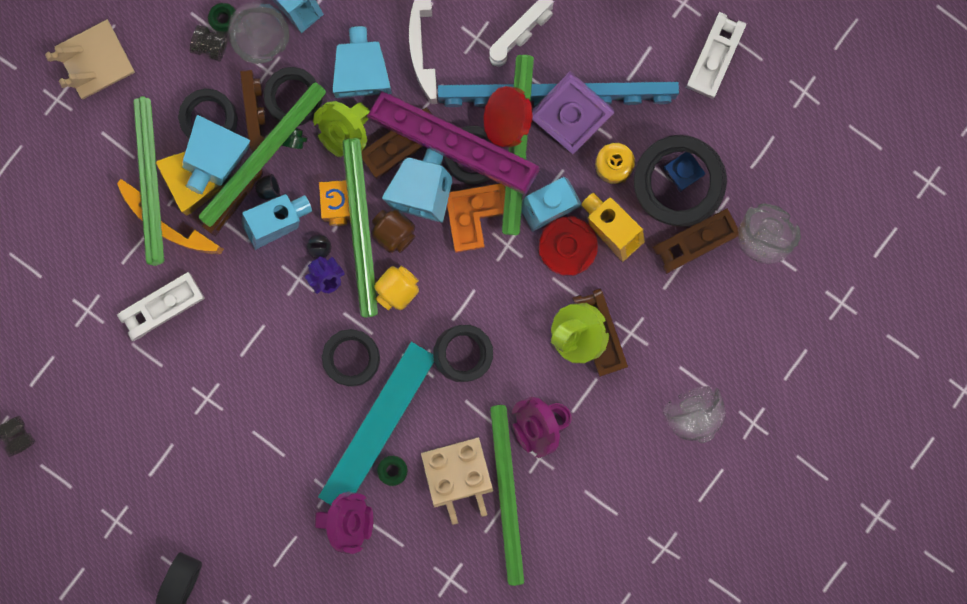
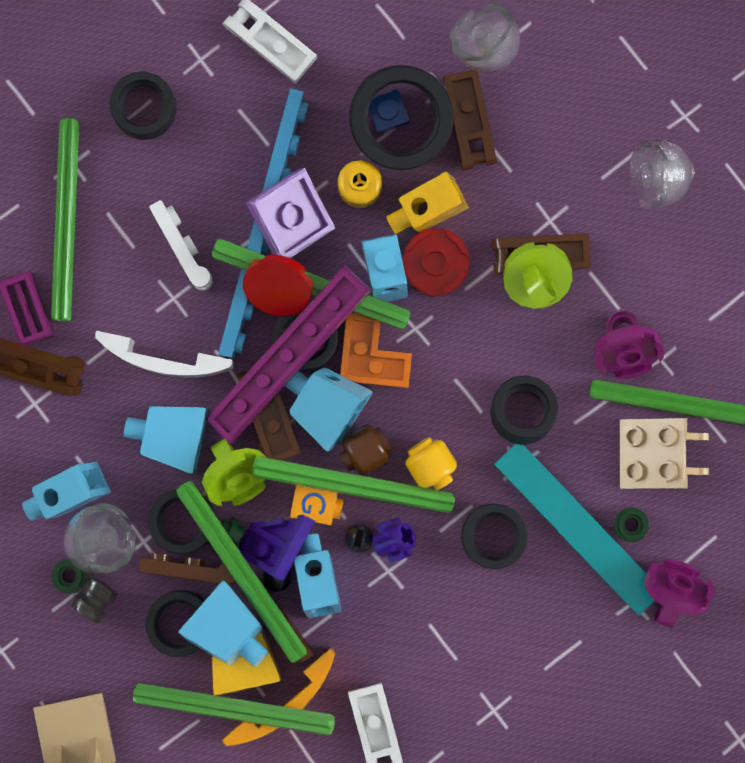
camera: 75 degrees left, 0 degrees up
(293, 176) = (275, 544): none -> dark purple wing

